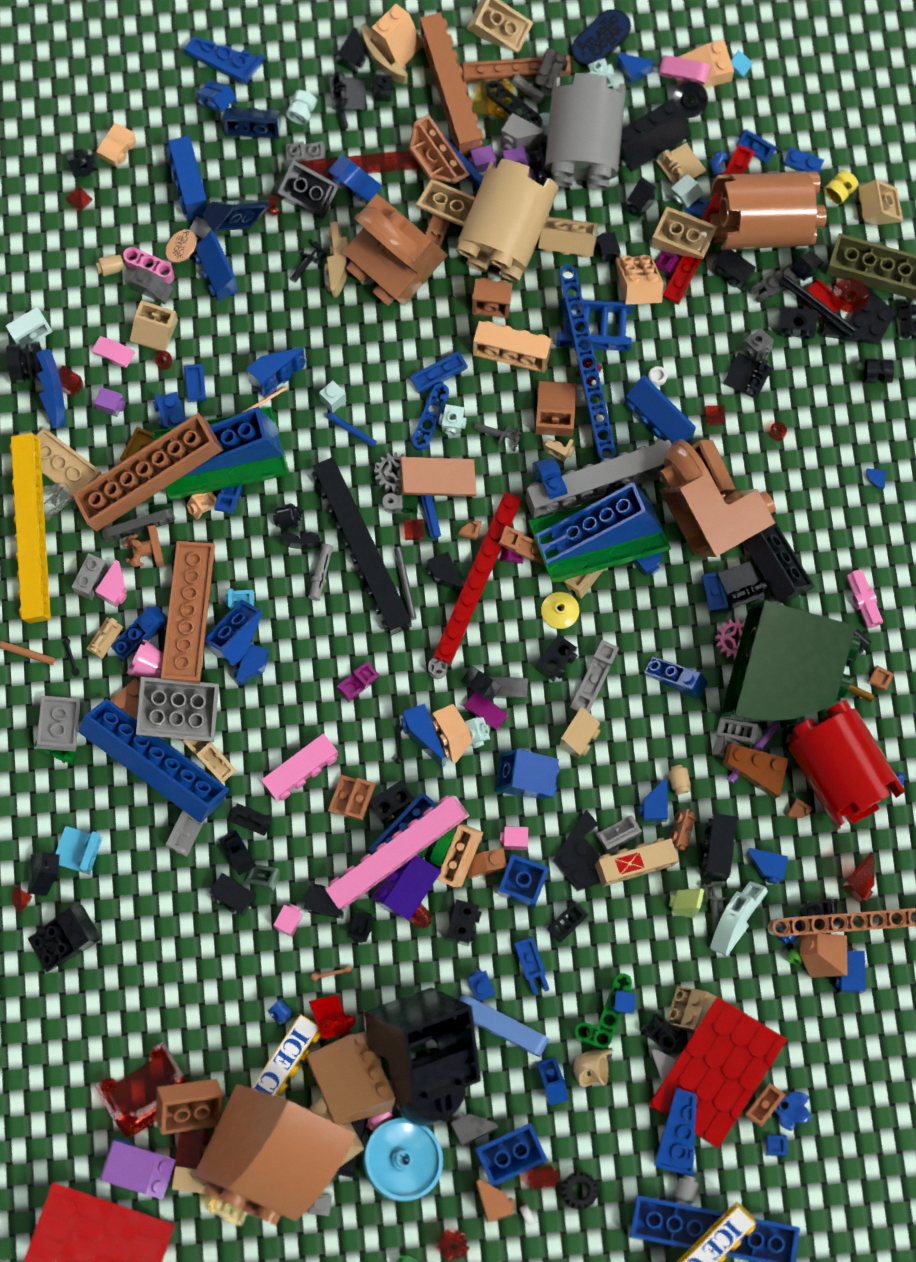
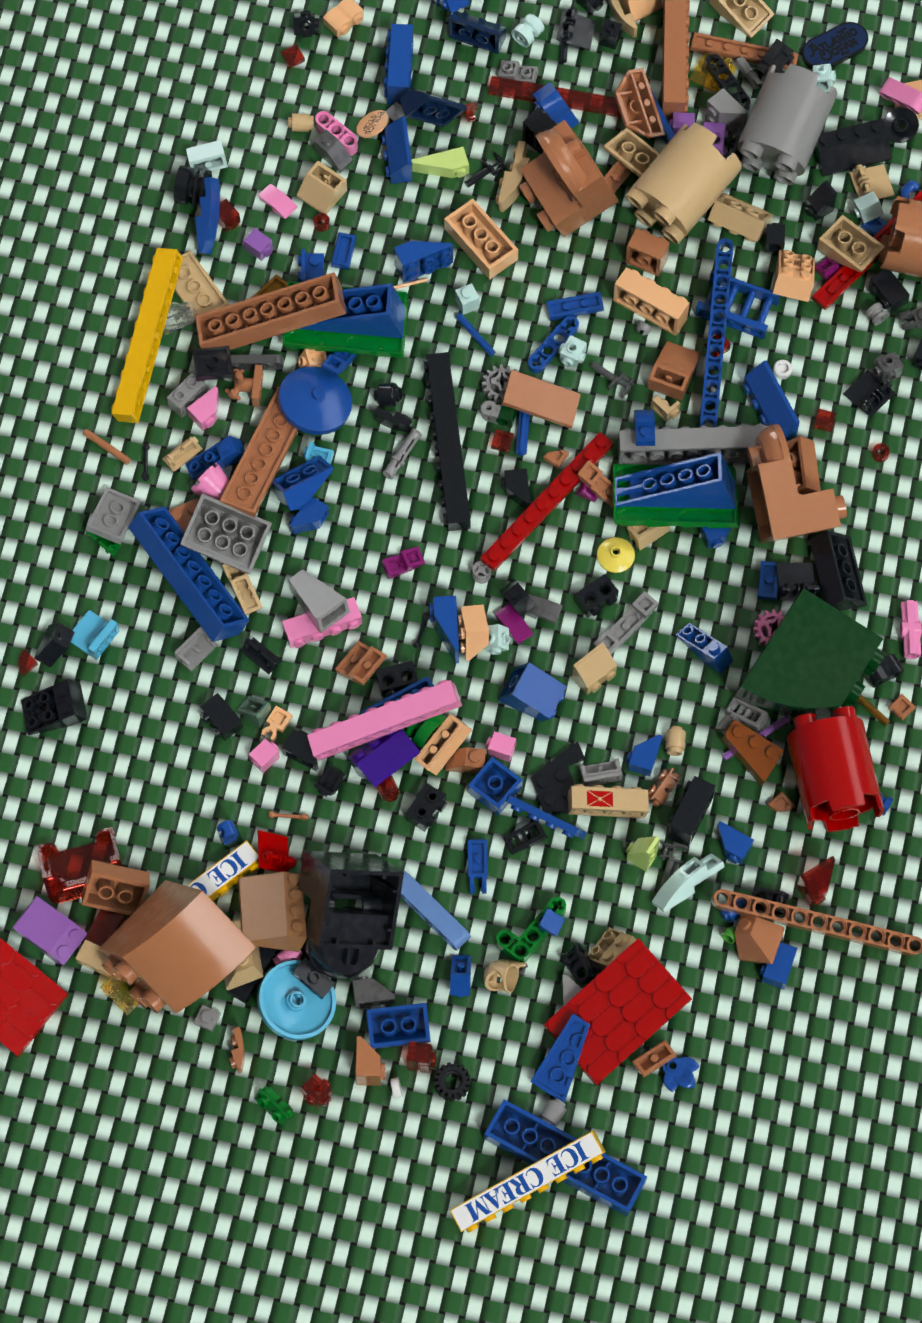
camera: 20 degrees right, 5 degrees down
(106, 538) = (212, 363): none -> black tile
(218, 545) = (314, 400): none -> blue dish
(237, 852) = (238, 681): black slope -> none
(265, 266) = (446, 164): none -> yellowish green slope
(289, 881) = (277, 721): none -> light nougat plate
(291, 749) = (318, 600): none -> light grey slope
(304, 188) = (504, 103): black slope -> none
(326, 332) = (481, 239): none -> light nougat brick
(347, 204) = (536, 123): none -> black slope
(364, 1235) = (238, 1054): none -> nougat slope
(405, 583) = (477, 487): flat silver bar -> none
(411, 1133) = (312, 978): none -> black plate
(480, 985) = (423, 868): blue bracket -> none
(513, 373) = (643, 326): none -> light grey hinge
(570, 897) = (551, 821): none -> blue wing
(634, 67) = (858, 81): blue slope -> none
(729, 294) = (877, 314): none -> light grey wheel
(776, 1145) = (653, 1100): blue tile -> none

